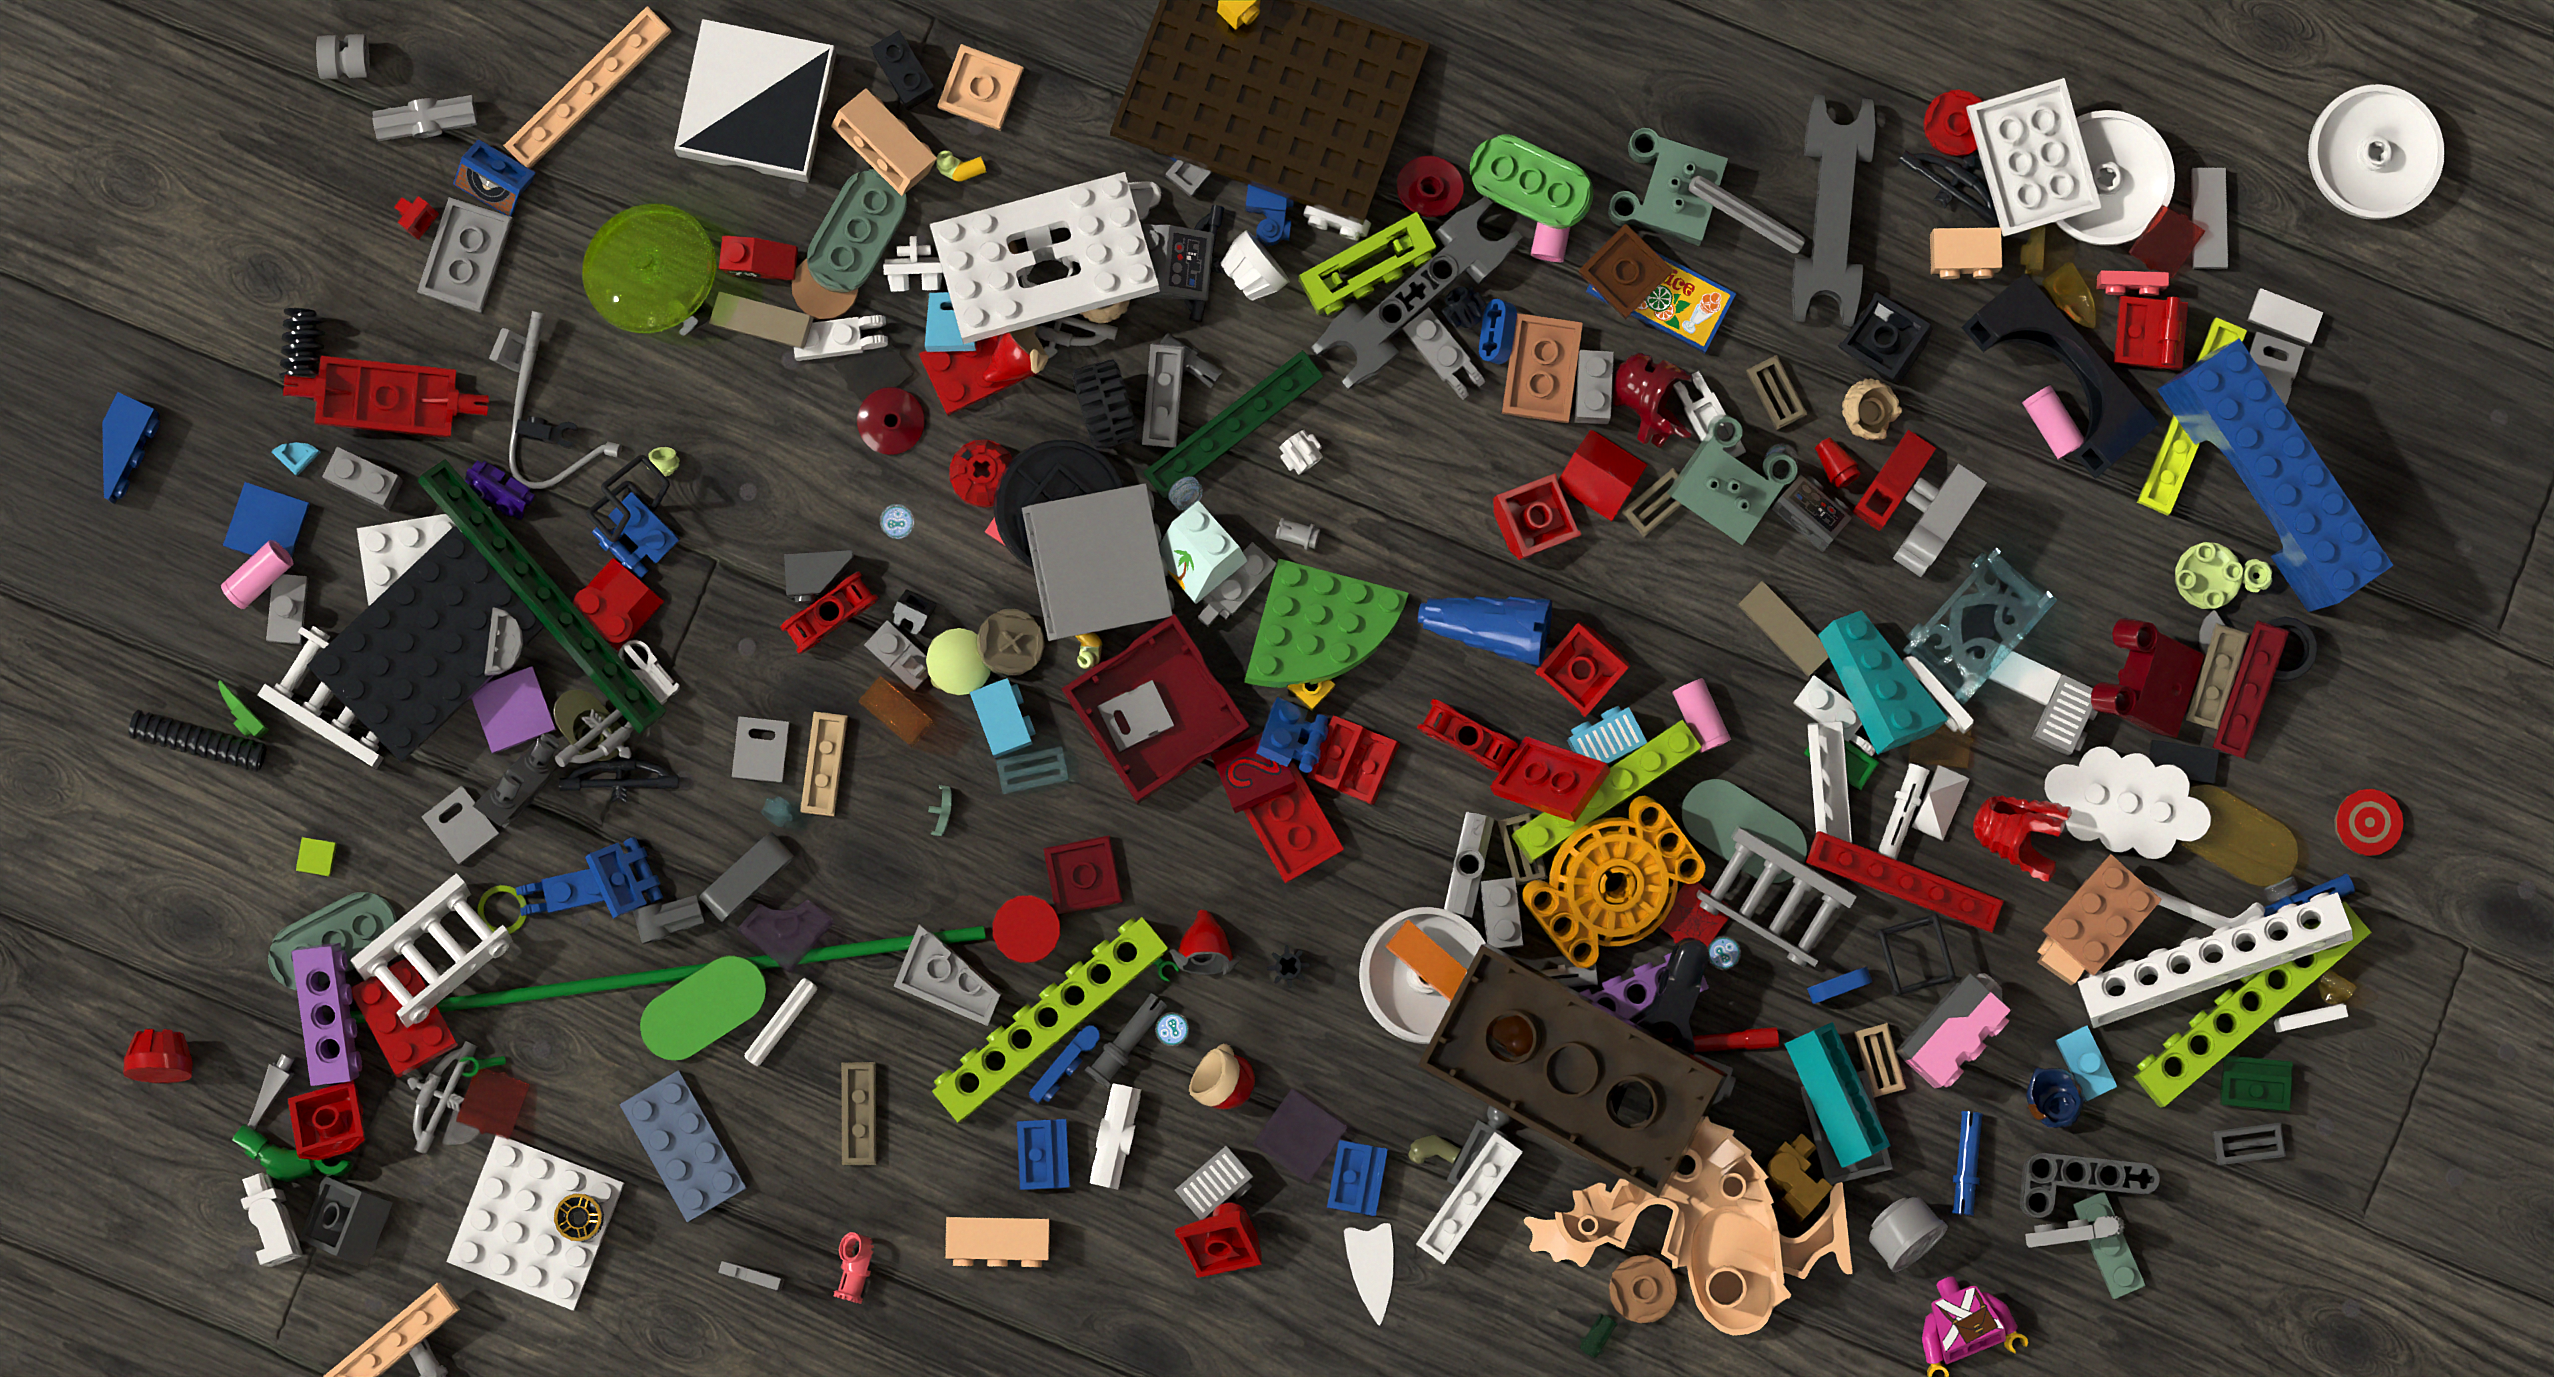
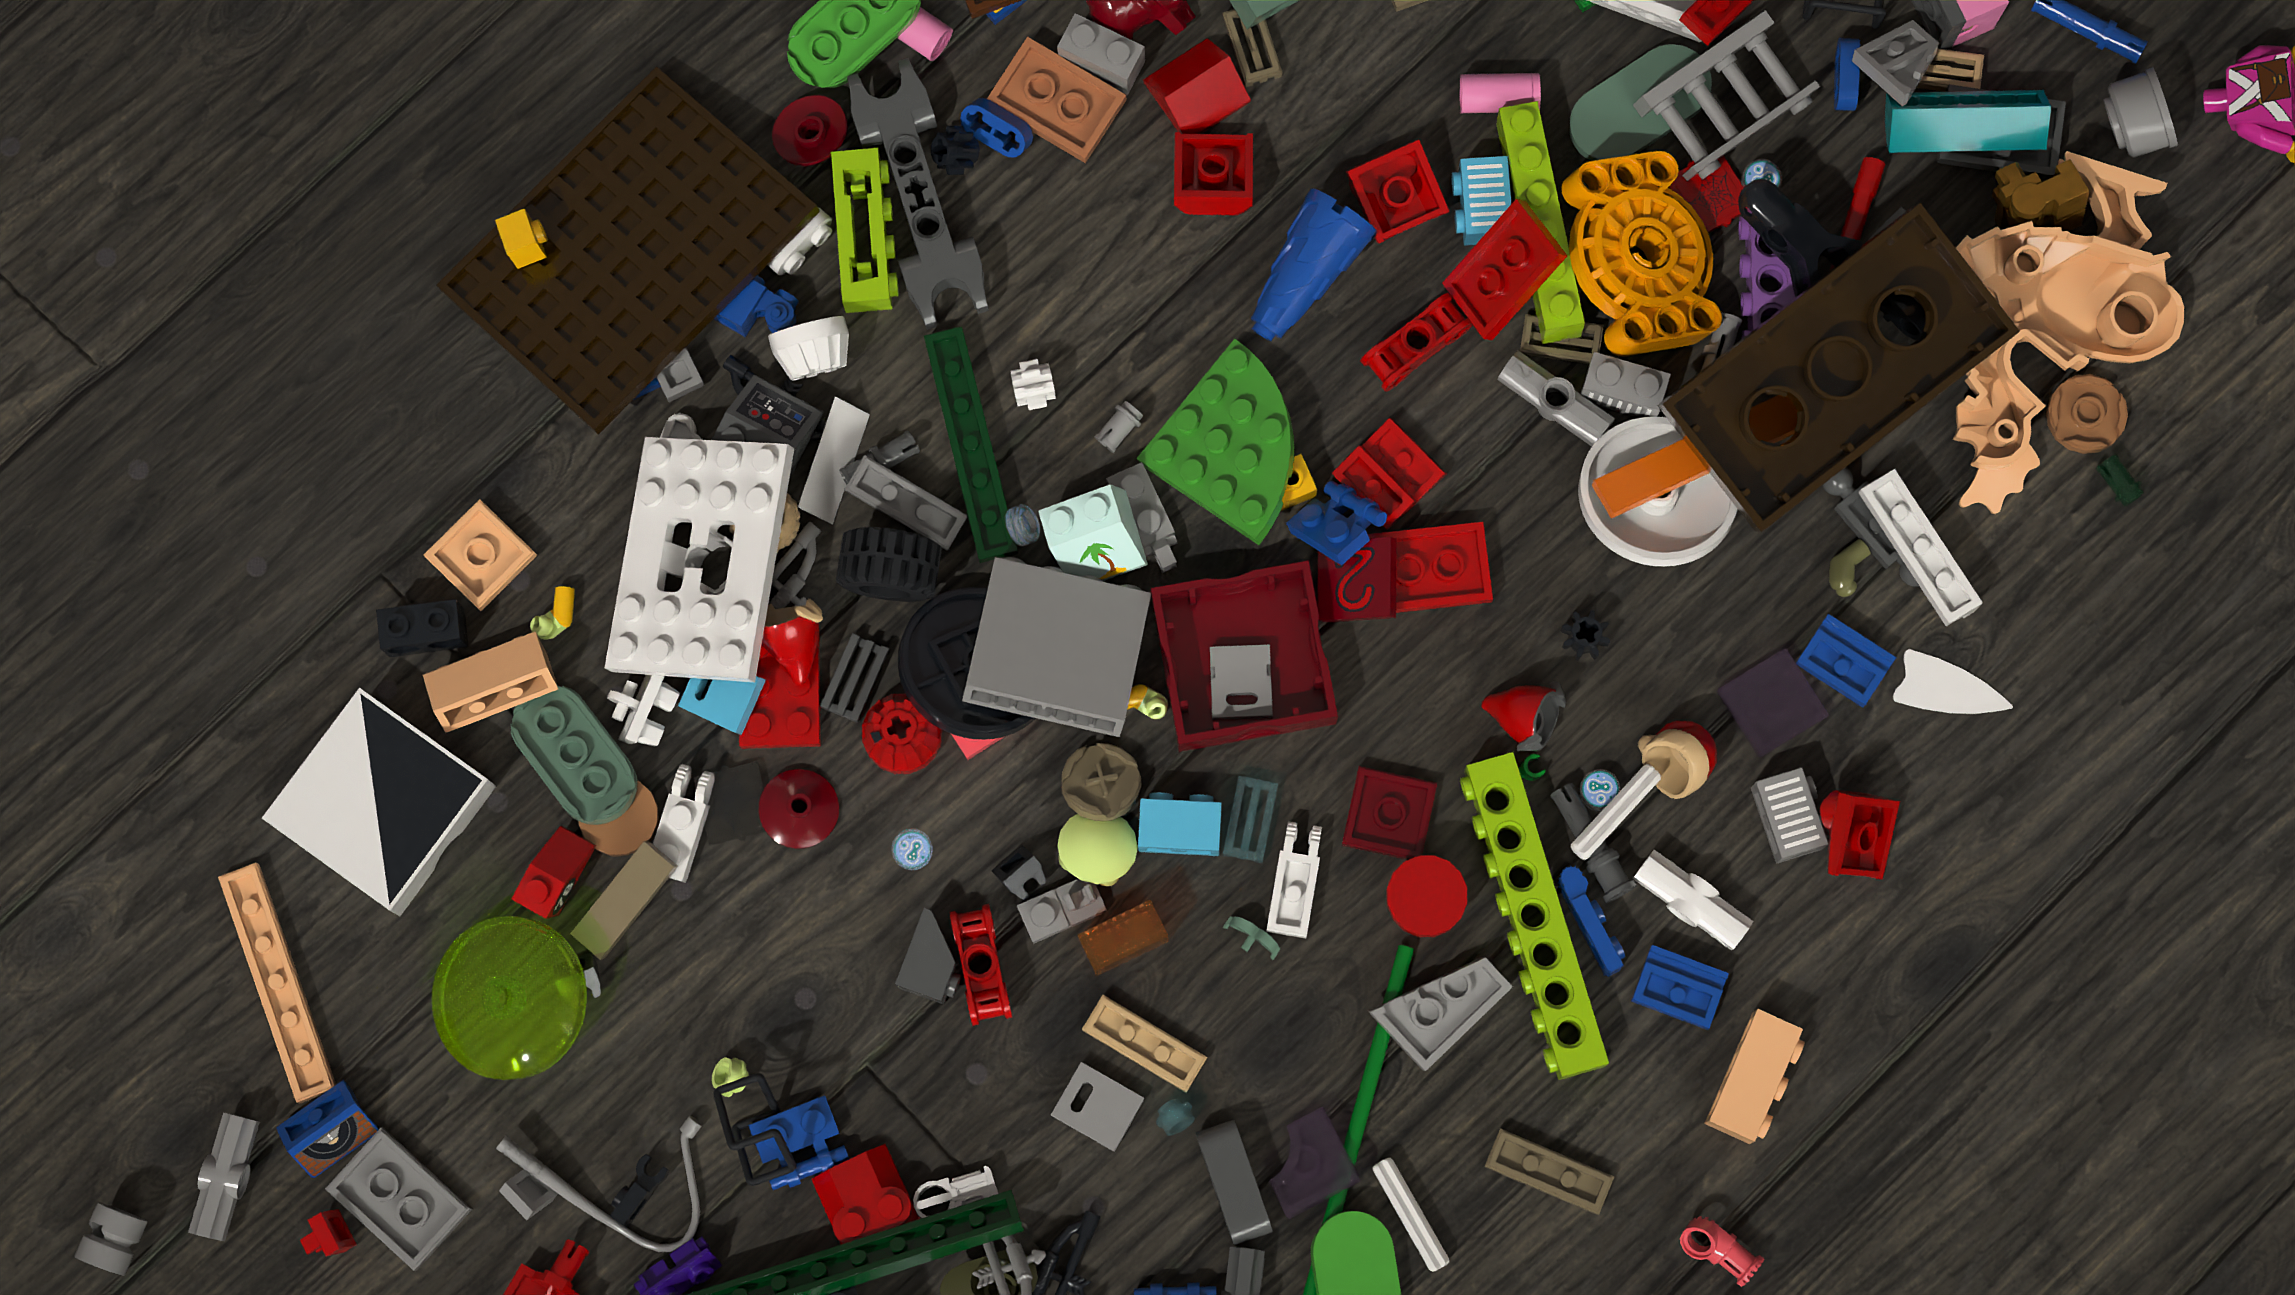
camera: 60 degrees left, 5 degrees down
(995, 825) = (1294, 885): none -> white hinge
(1009, 405) = (867, 647): none -> dark grey tile
(1156, 1047) = (1615, 811): none -> white axle
(1181, 323) = (835, 451): none -> white sticker
(1441, 351) = (991, 195): light grey hinge -> none
(1863, 1020) = (1898, 59): none -> light grey wing

